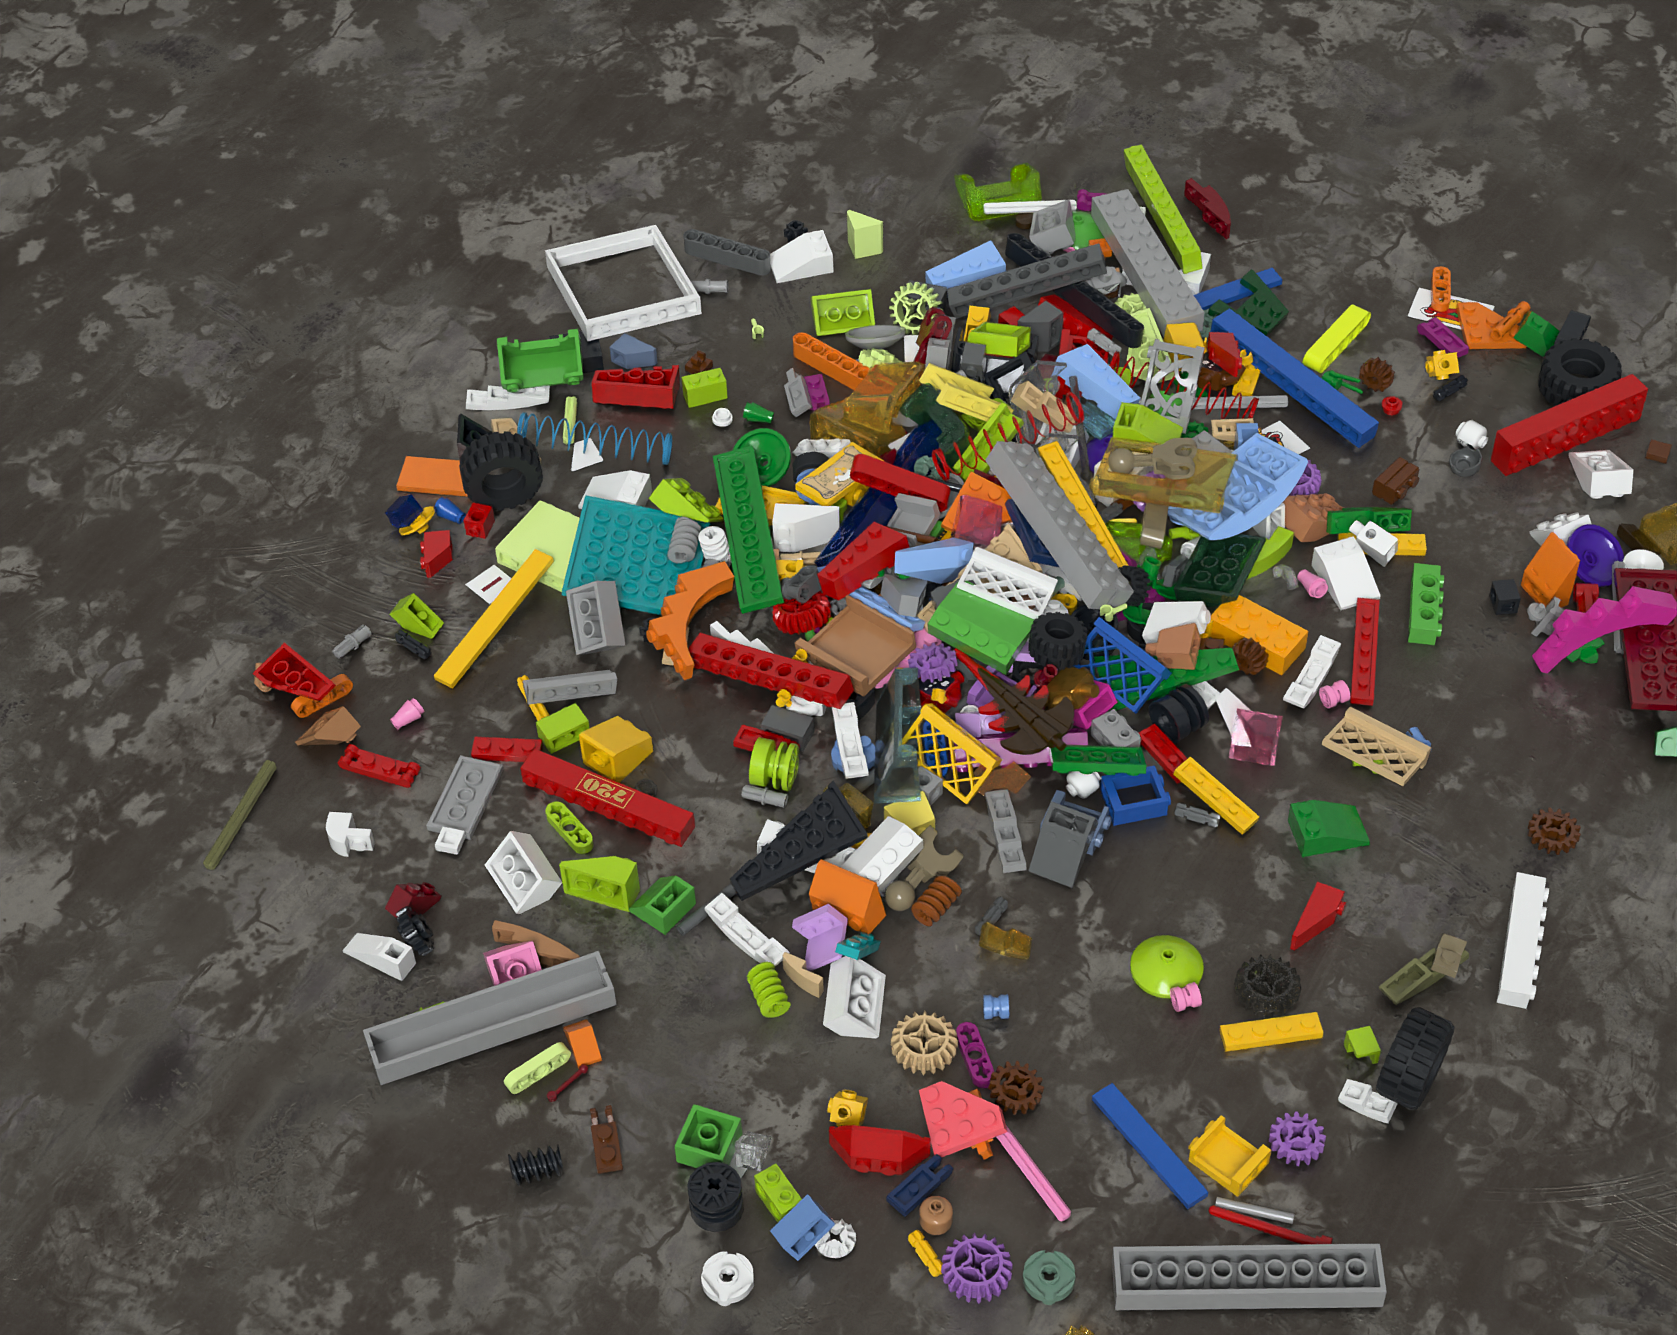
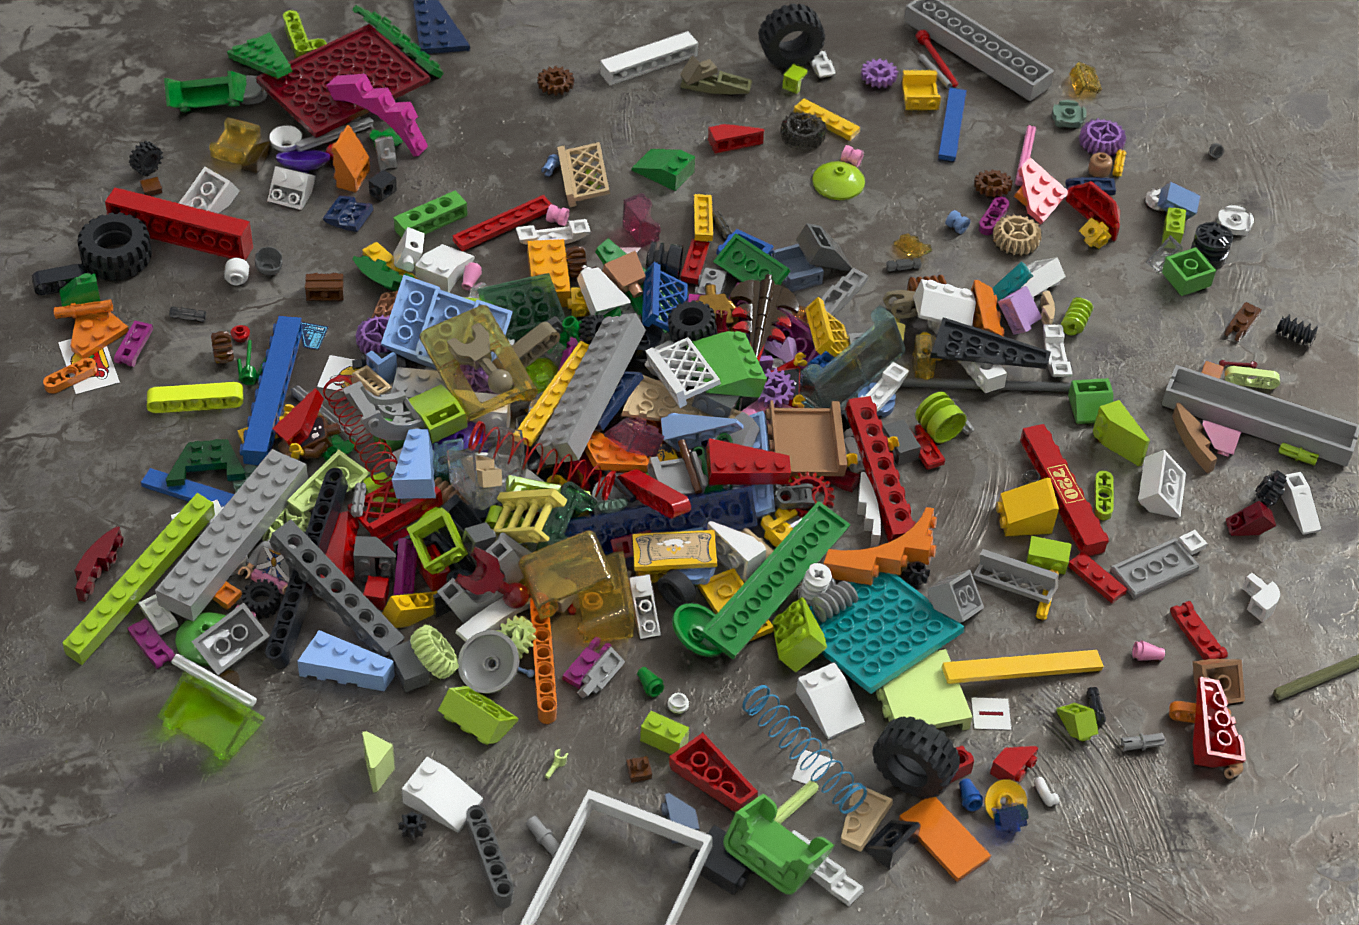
camera: 140 degrees left, 0 degrees up
(393, 552) = (1043, 790): none -> white arm
(1185, 335) = (313, 451): yellow slope -> none
(1347, 452) = (313, 335): none -> sticker
(1442, 364) = (172, 322): yellow brick -> none
(1489, 557) = (348, 213): none -> dark blue slope

